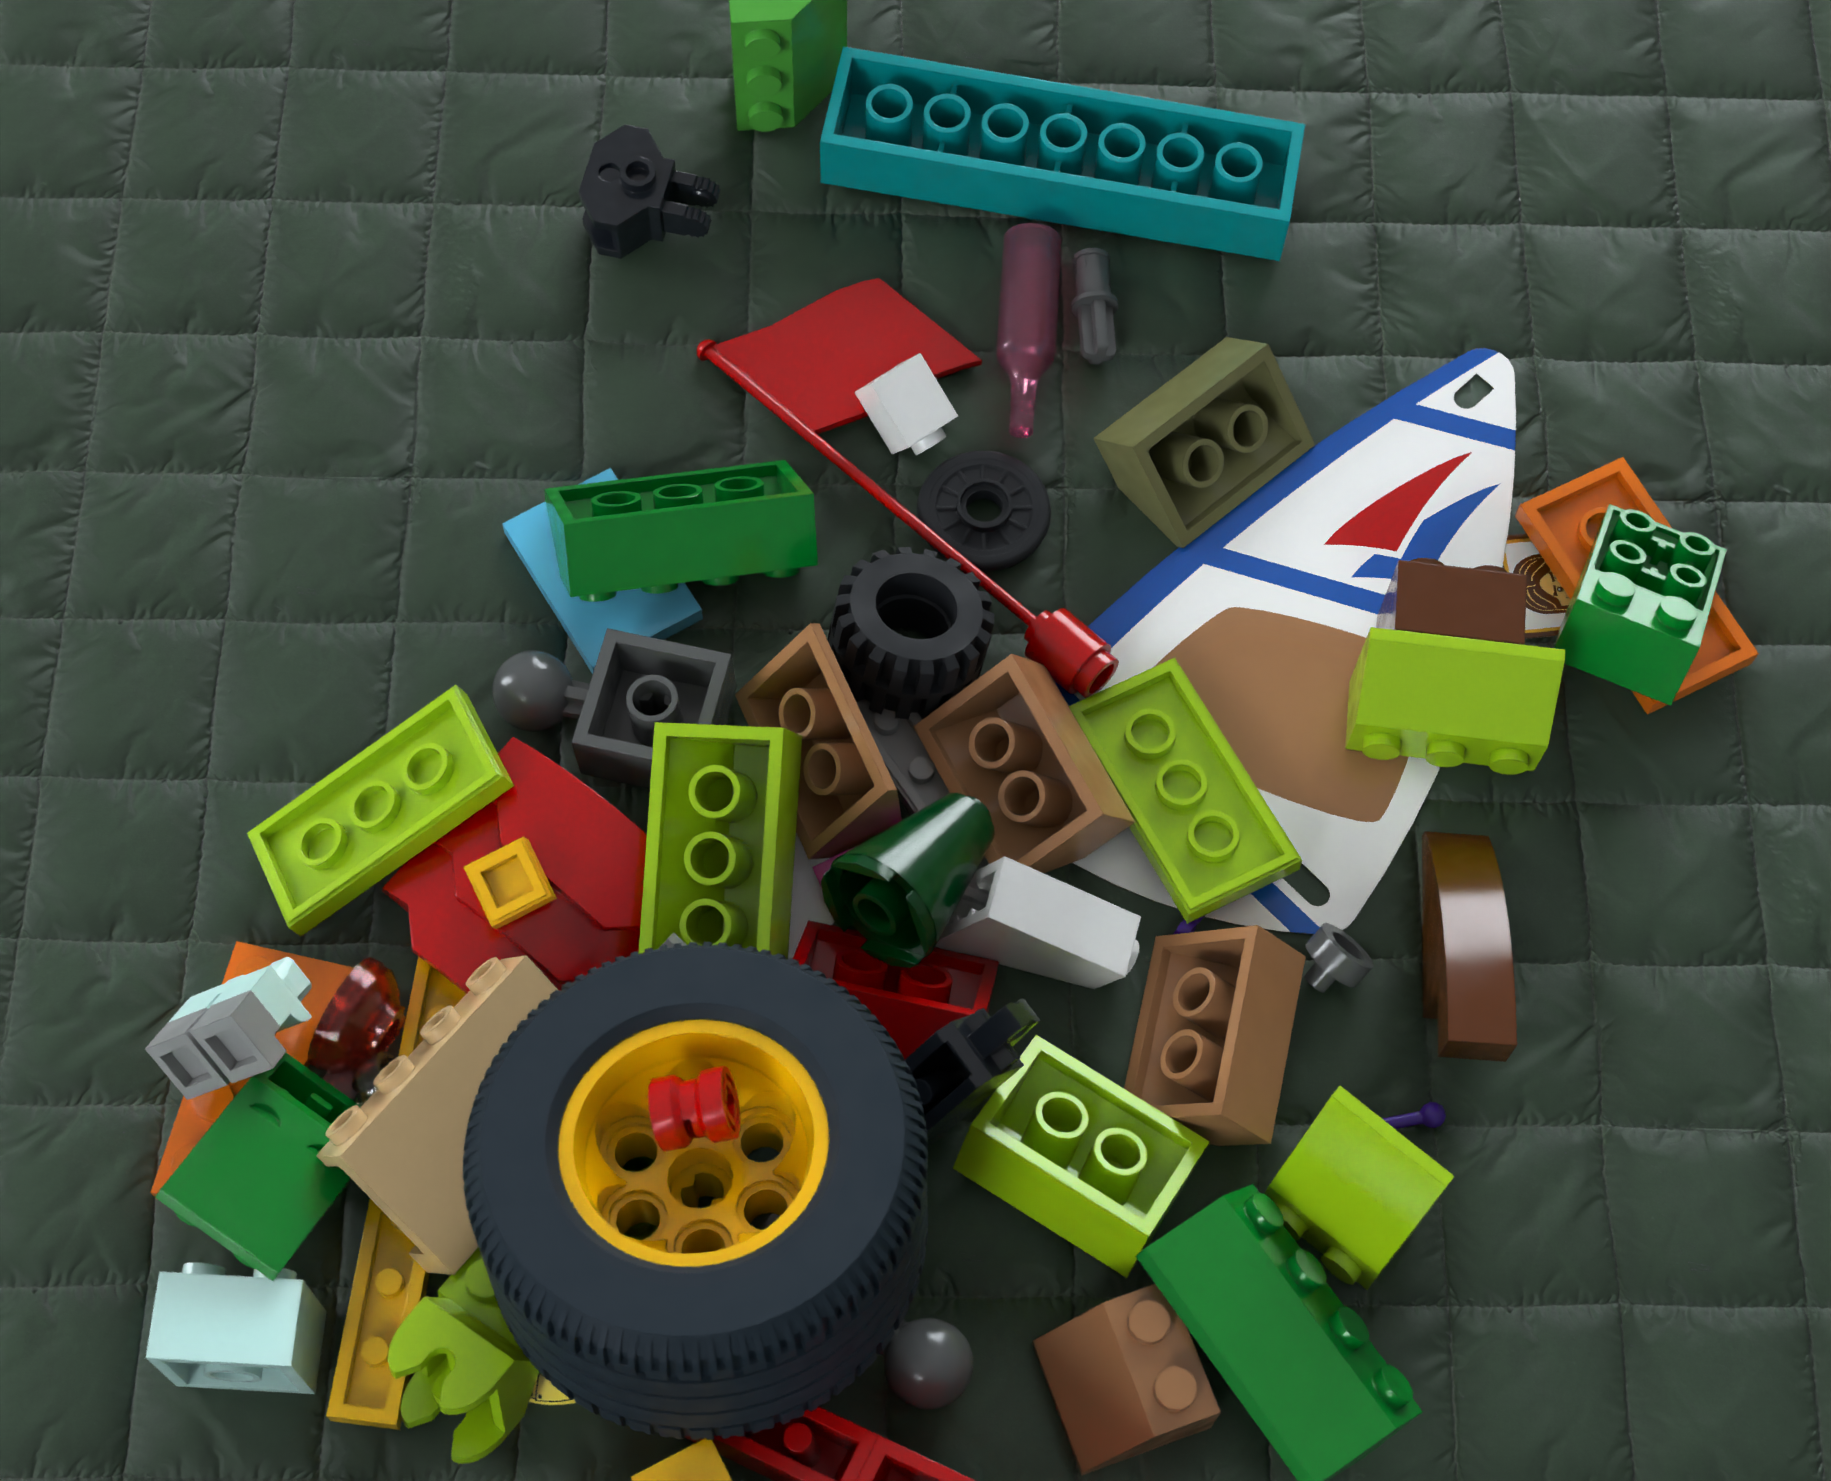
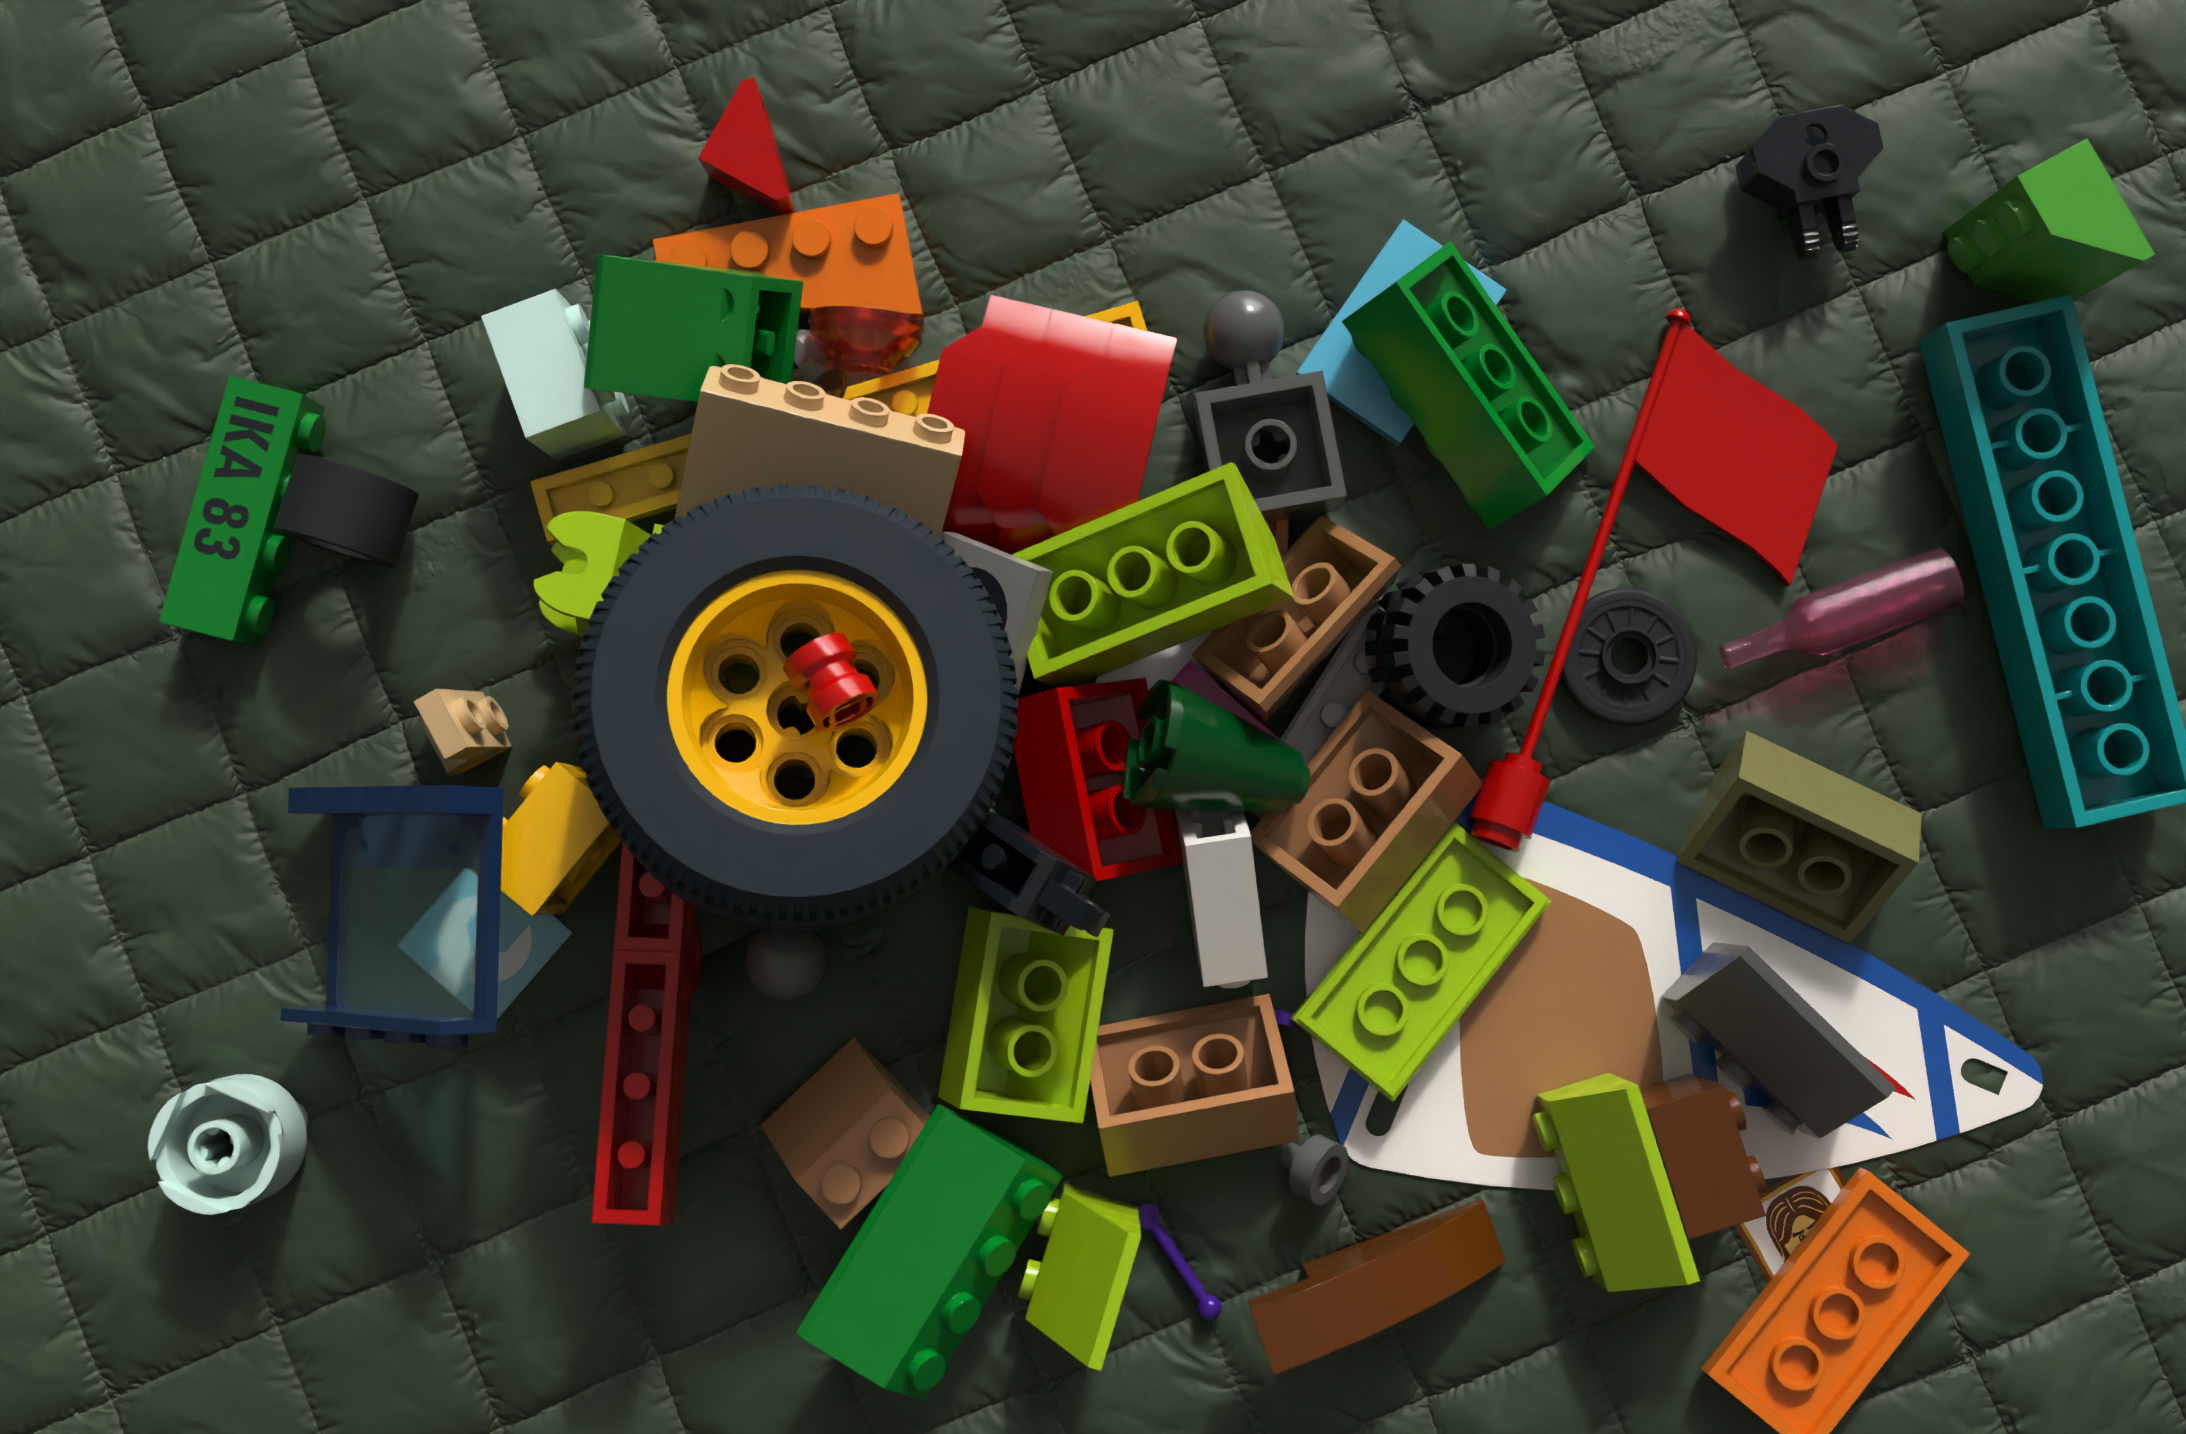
camera: 70 degrees right, 20 degrees up
(113, 1060) = (745, 152): none -> red slope
(231, 1029) = (792, 231): light grey hips -> none
(379, 810) = (1063, 255): lime tile -> none
(510, 882) = (1030, 406): yellow tile -> none
(907, 406) = (1698, 538): white brick -> none
(1094, 305) = (1903, 668): dark grey axle -> none
(1369, 517) = (1773, 1041): none -> dark grey slope
(1641, 604) = (1805, 1330): green slope -> none

